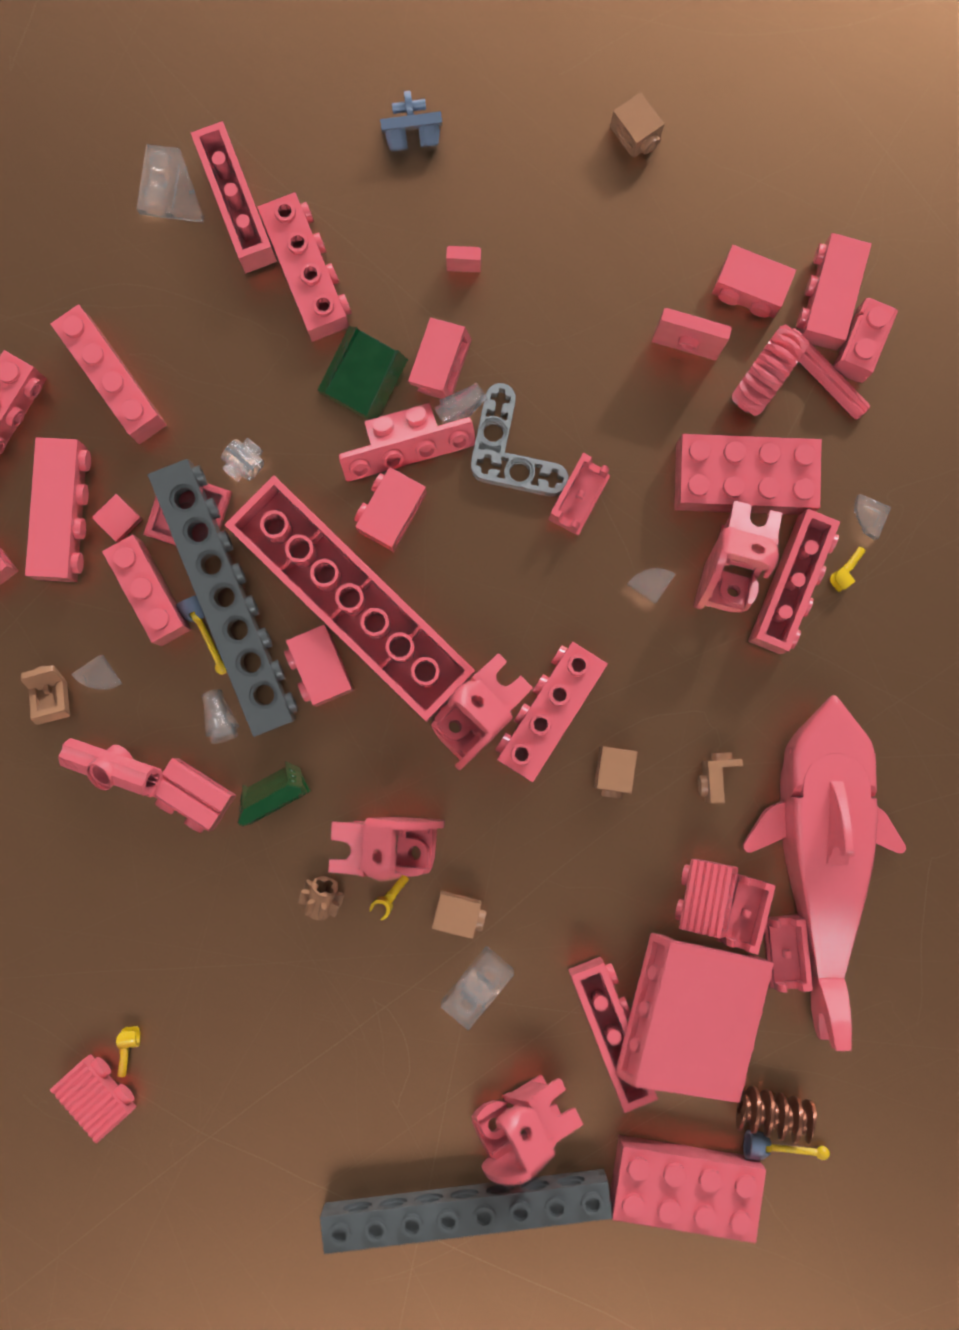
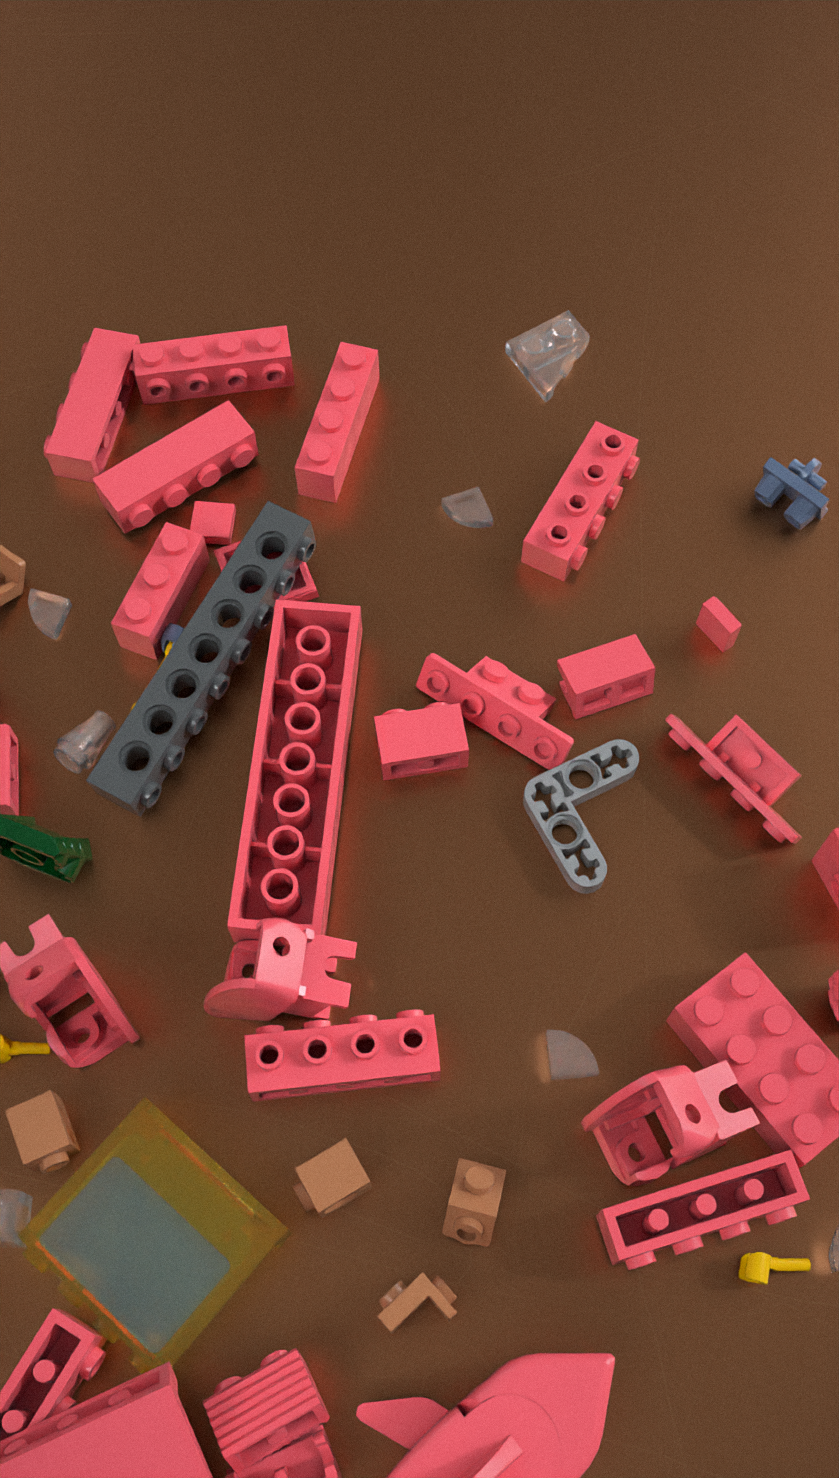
camera: 55 degrees right, 20 degrees down
(233, 197) = (586, 399): coral brick -> none
(242, 459) = (355, 579): clear gear -> none
(246, 343) = (468, 508): none -> clear tile
(318, 665) = (207, 793): coral brick -> none
(363, 374) = (529, 622): dark green slope -> none
(461, 404) = (581, 724): clear cone -> none
(568, 327) = (748, 765): none -> coral bracket
(569, 893) = (151, 1237): none -> panel
(579, 495) = (593, 906): coral hinge -> none
(689, 701) = (474, 1202): none -> nougat bracket

